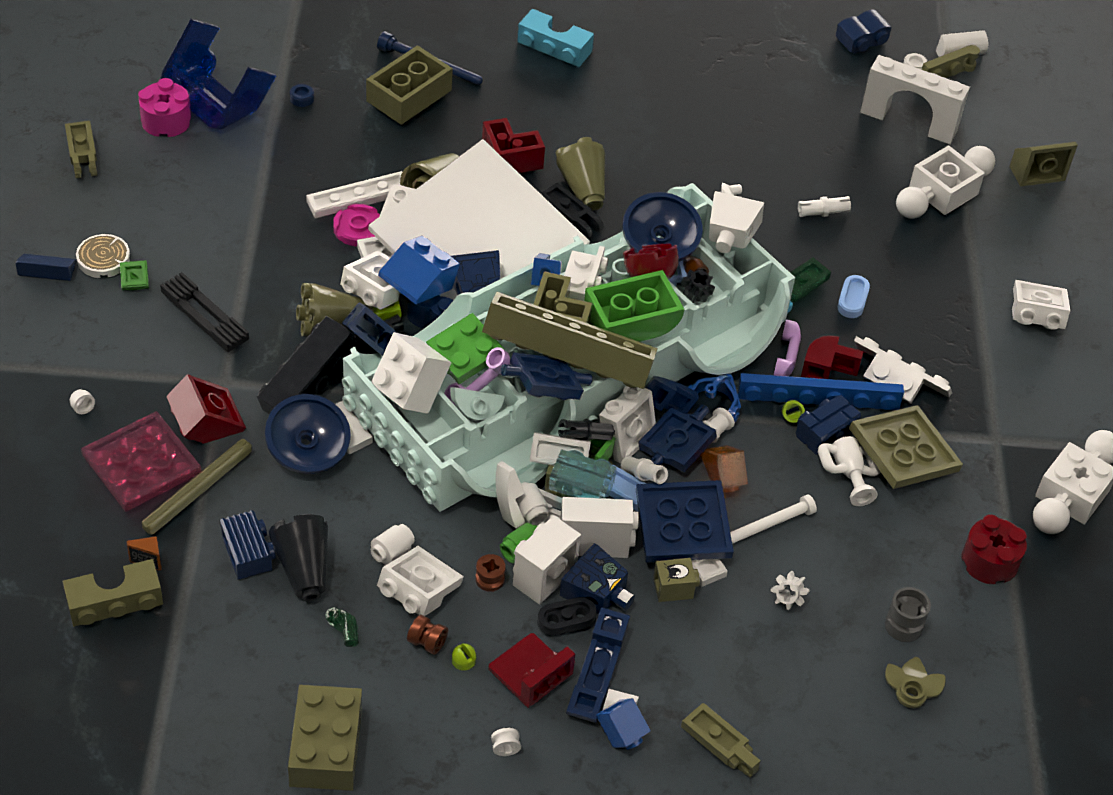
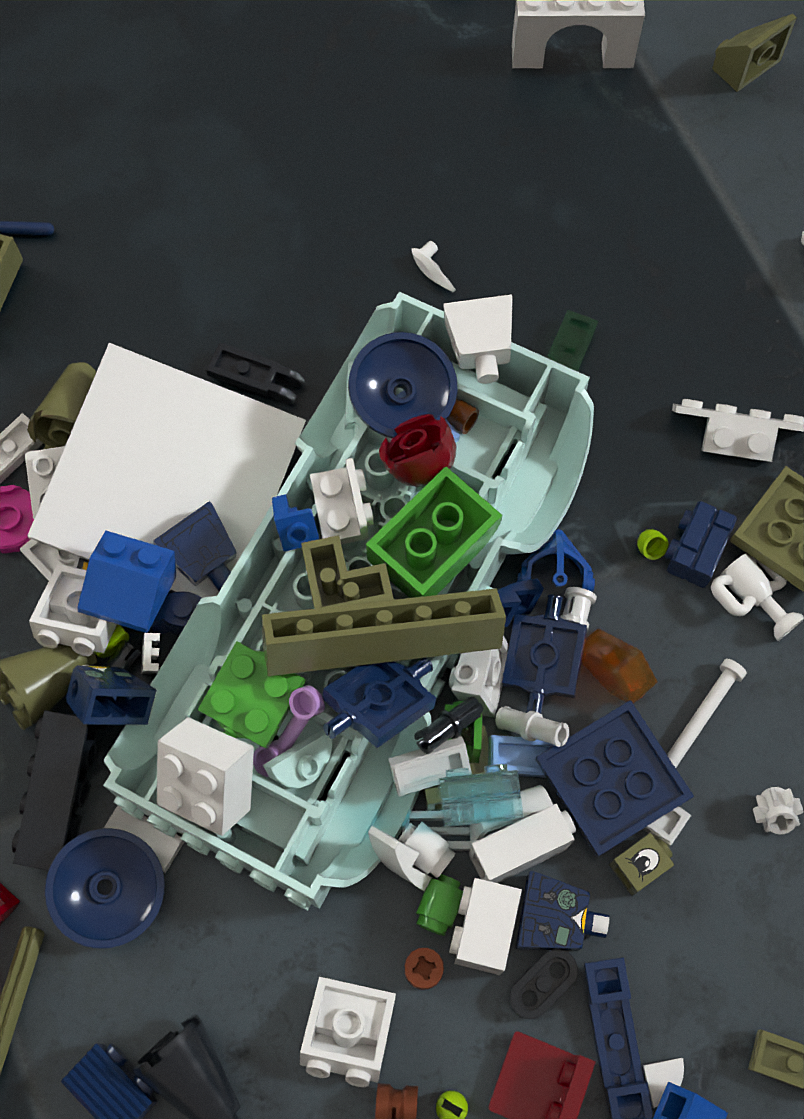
camera: 20 degrees left, 20 degrees up
(392, 544) = (286, 990): white brick -> none
(412, 318) = (150, 653): none -> white tile
(521, 150) = (141, 326): dark red brick -> none
(568, 46) = (134, 130): medium azure arch -> none
(584, 170) = (247, 314): olive cone -> none
(697, 285) = (484, 434): black gear -> none
(793, 335) = (609, 485): lavender bar -> none
(815, 390) = (658, 506): blue plate -> none
(824, 206) = (542, 227): white pin -> none
(826, 355) = (649, 449): dark red brick -> none
(853, 296) = (635, 339): light blue tile -> none
(945, 181) = (662, 128): white brick -> none

